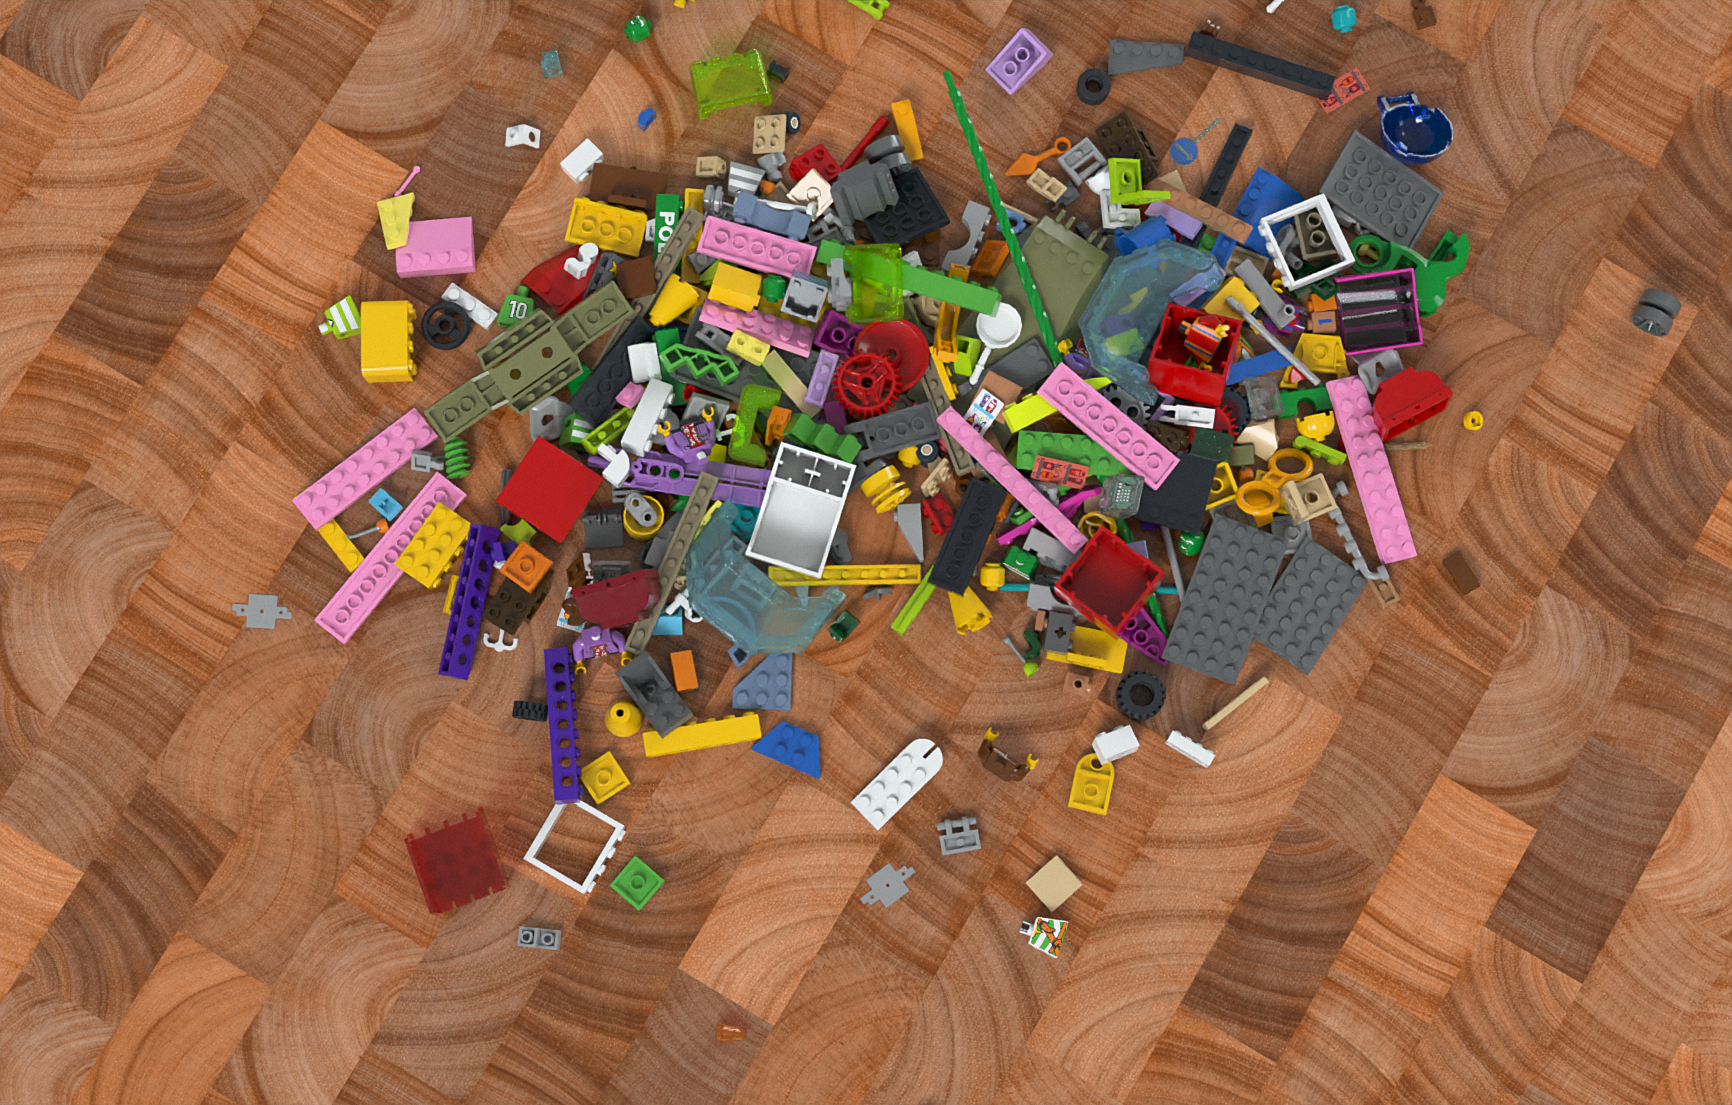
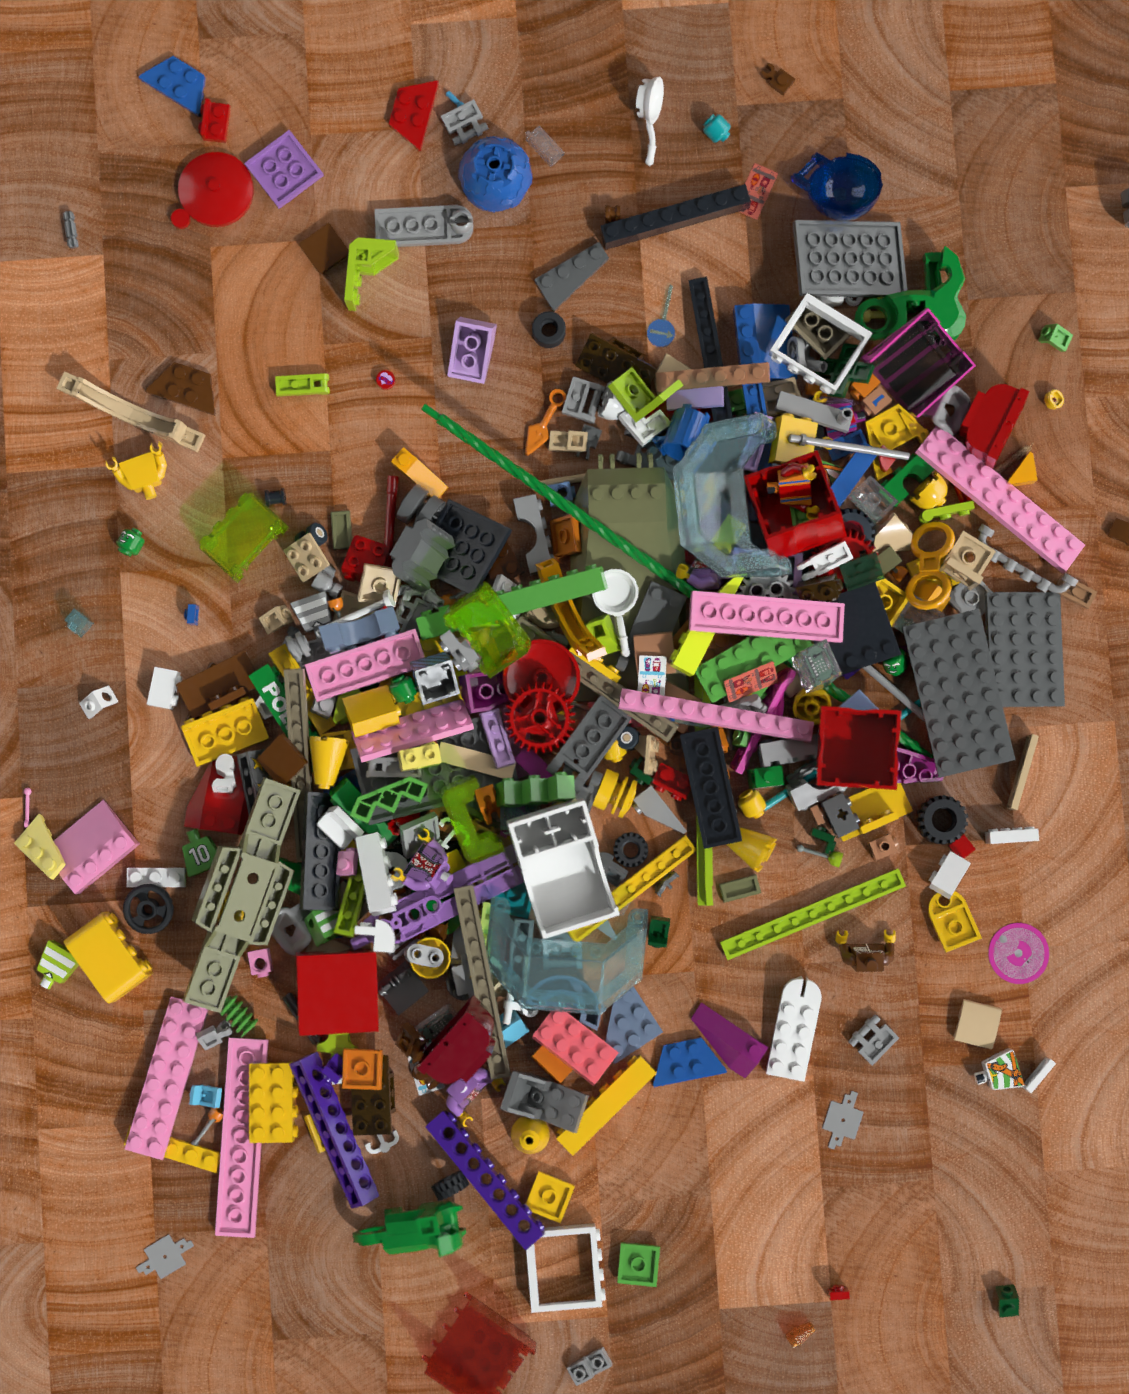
camera: 30 degrees left, 5 degrees up
(479, 723) = (428, 1227): none -> green animal
(502, 421) = (264, 954): none -> bright pink brick
(711, 668) = (575, 1045): none -> coral brick
(784, 1020) = (838, 1292): none -> red plate
(813, 132) = (341, 529): none -> olive tile
(840, 760) = (733, 1045): none -> magenta wedge
(867, 556) = (642, 849): none -> black tyre
(916, 492) = (639, 775): none -> dark green bracket
(932, 39) = (385, 380): none -> red tile
(934, 638) = (739, 888): none -> olive tile
(980, 699) = (812, 914): none -> lime plate
(1075, 959) = (1038, 1074): none -> white tile
(1129, 851) = (1018, 953): none -> dark pink piece
(1142, 730) = (962, 847): none -> red tile
(1262, 344) = (854, 438): none -> blue slope
(1406, 462) = (1025, 472): none -> light orange slope
(1510, 371) = (1056, 336): none -> bright green bracket

